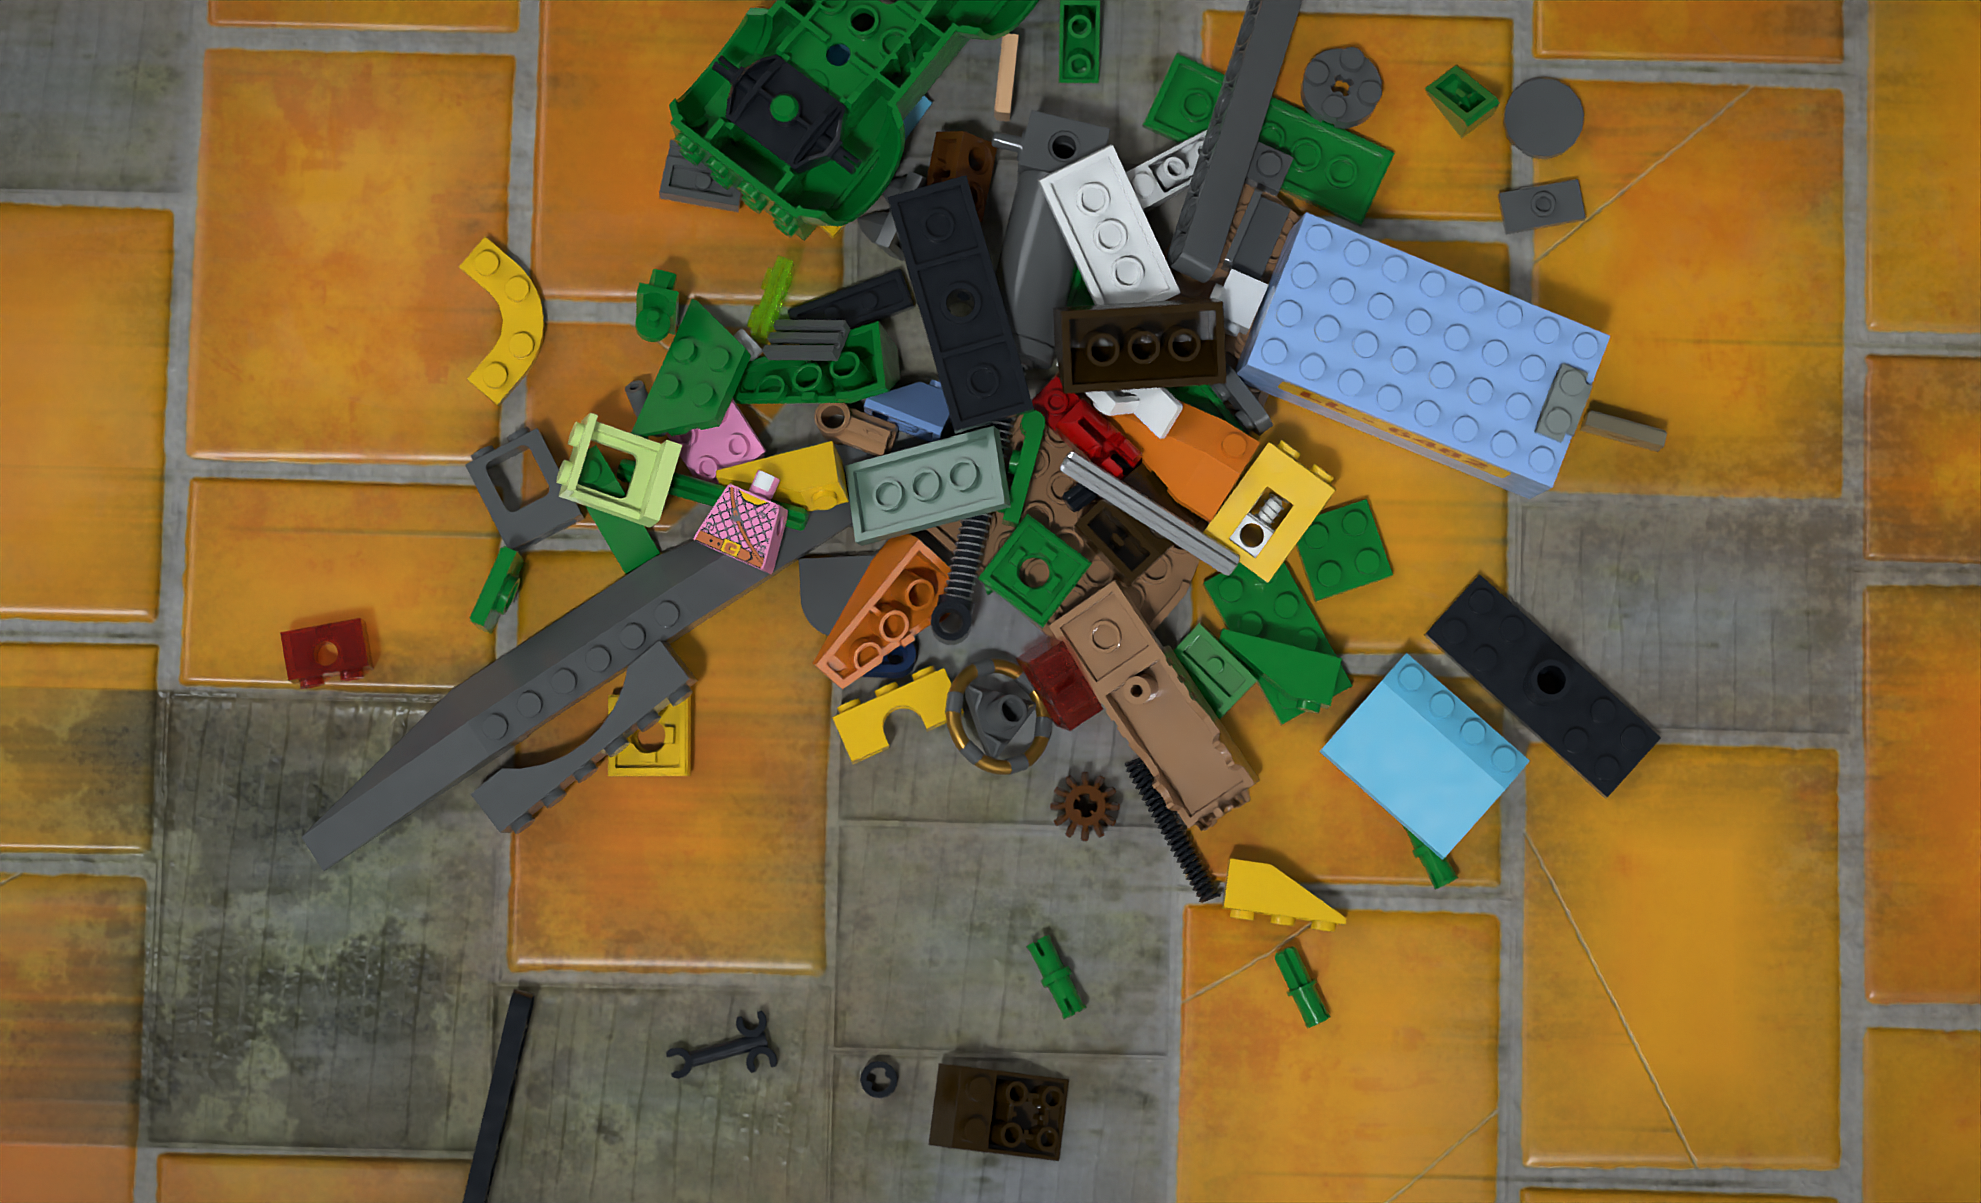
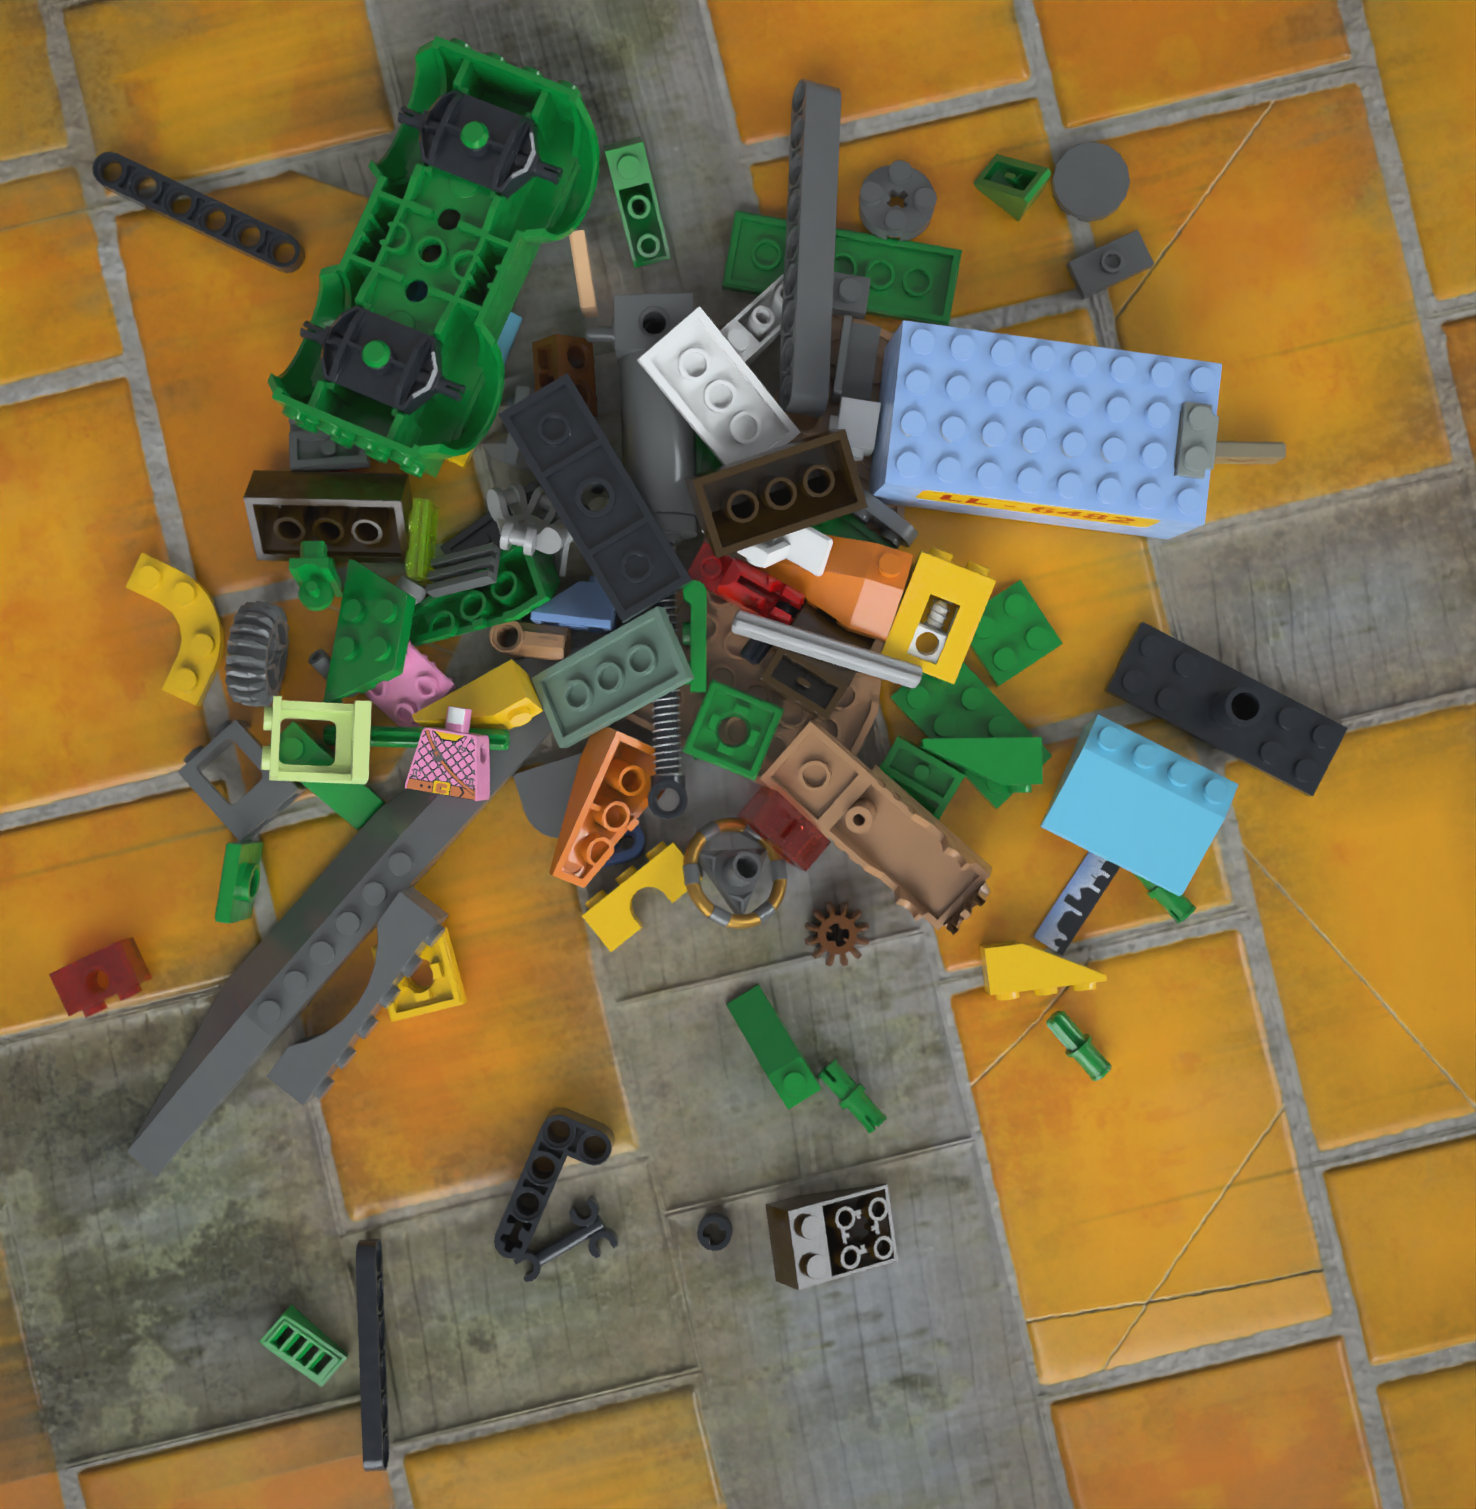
camera: 10 degrees left, 5 degrees up
(397, 1065) = (286, 1351): none -> green slope
(577, 368) = (257, 653): none -> dark grey gear
(712, 253) = (352, 512): none -> dark brown slope
(720, 983) = (542, 1183): none -> black beam
(880, 312) = (526, 527): none -> light grey piece
(990, 903) = (773, 1047): none -> green slope
(1170, 829) = (884, 887): black piece -> none
(1339, 843) = (1076, 902): none -> sticker

